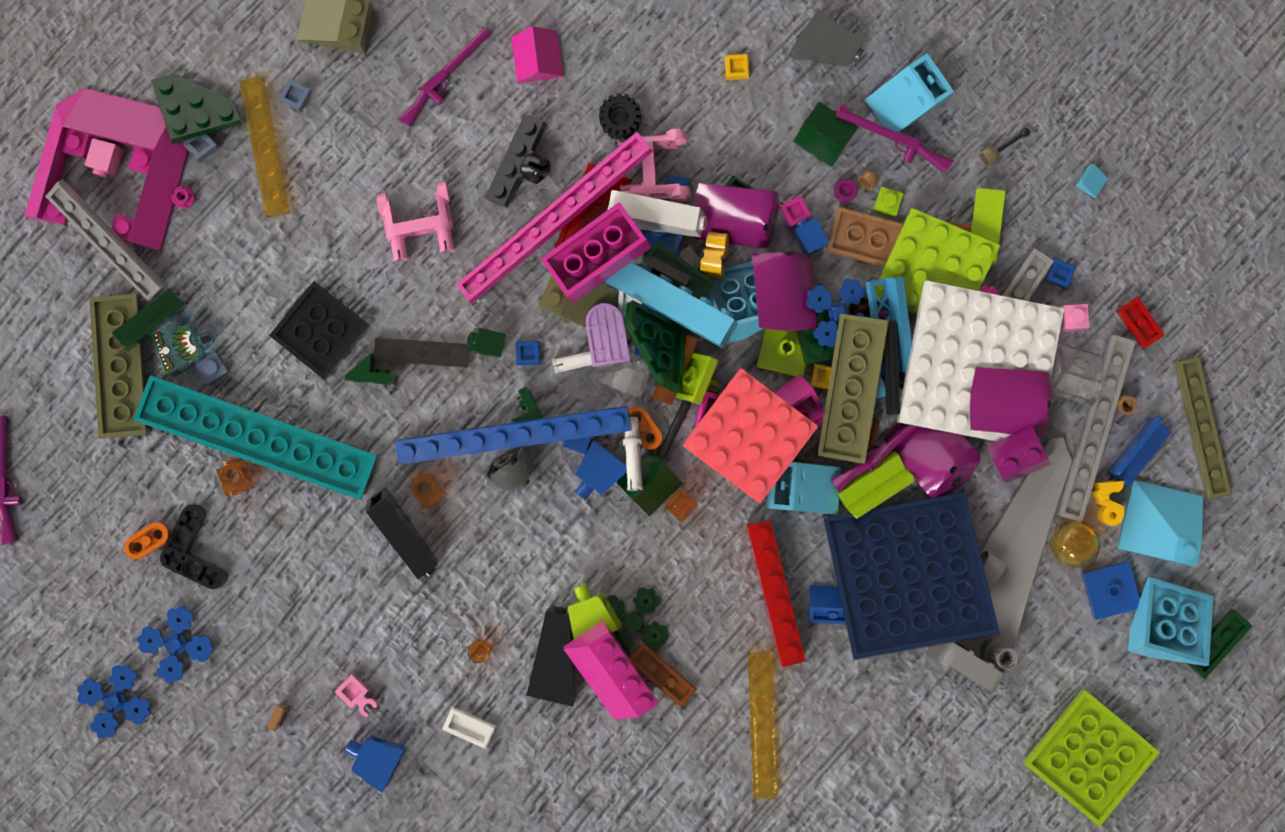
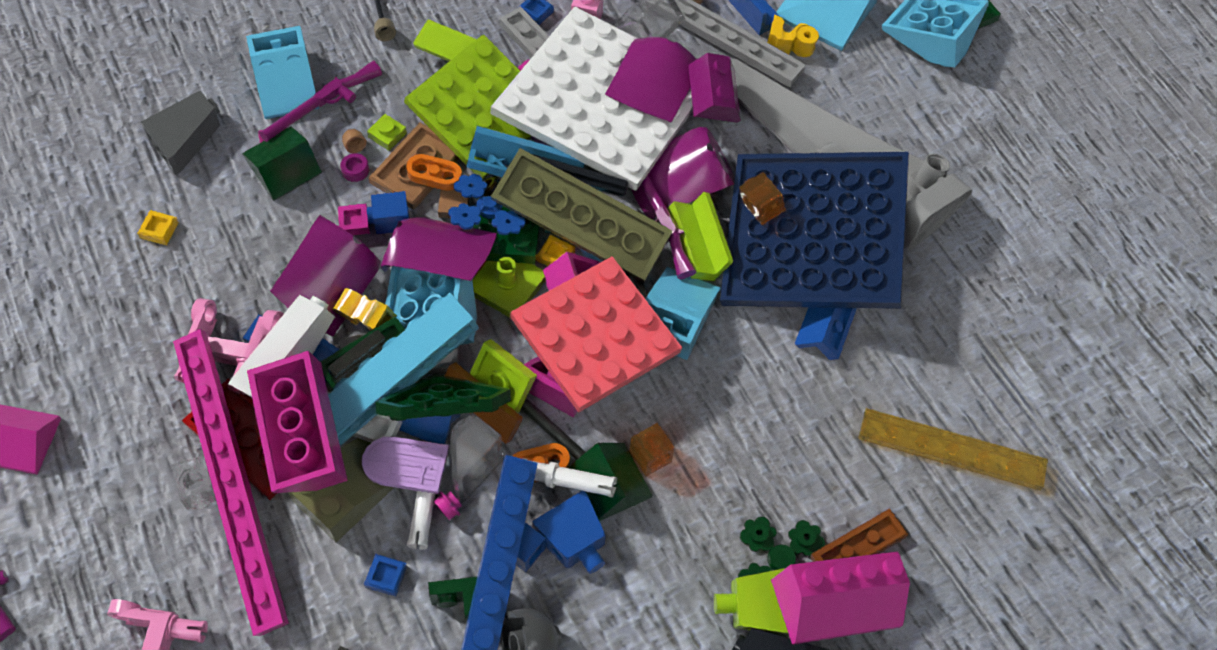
camera: 75 degrees left, 25 degrees down
(486, 342) = (348, 618): dark green brick -> none
(519, 162) = (138, 500): black plate -> none
(589, 376) = (448, 504): none -> dark pink plate
(615, 103) = (138, 351): black tyre -> none
(775, 593) = (794, 378): red brick -> none
(836, 278) = (449, 199): none -> medium nougat tile
(857, 257) = (436, 171): none -> orange plate
(920, 524) = (762, 198): none -> clear orange brick
(1075, 543) = (826, 79): clear yellow cylinder -> none
(1091, 757) = (1062, 134): lime plate -> none
(1111, 590) = (885, 66): blue plate -> none

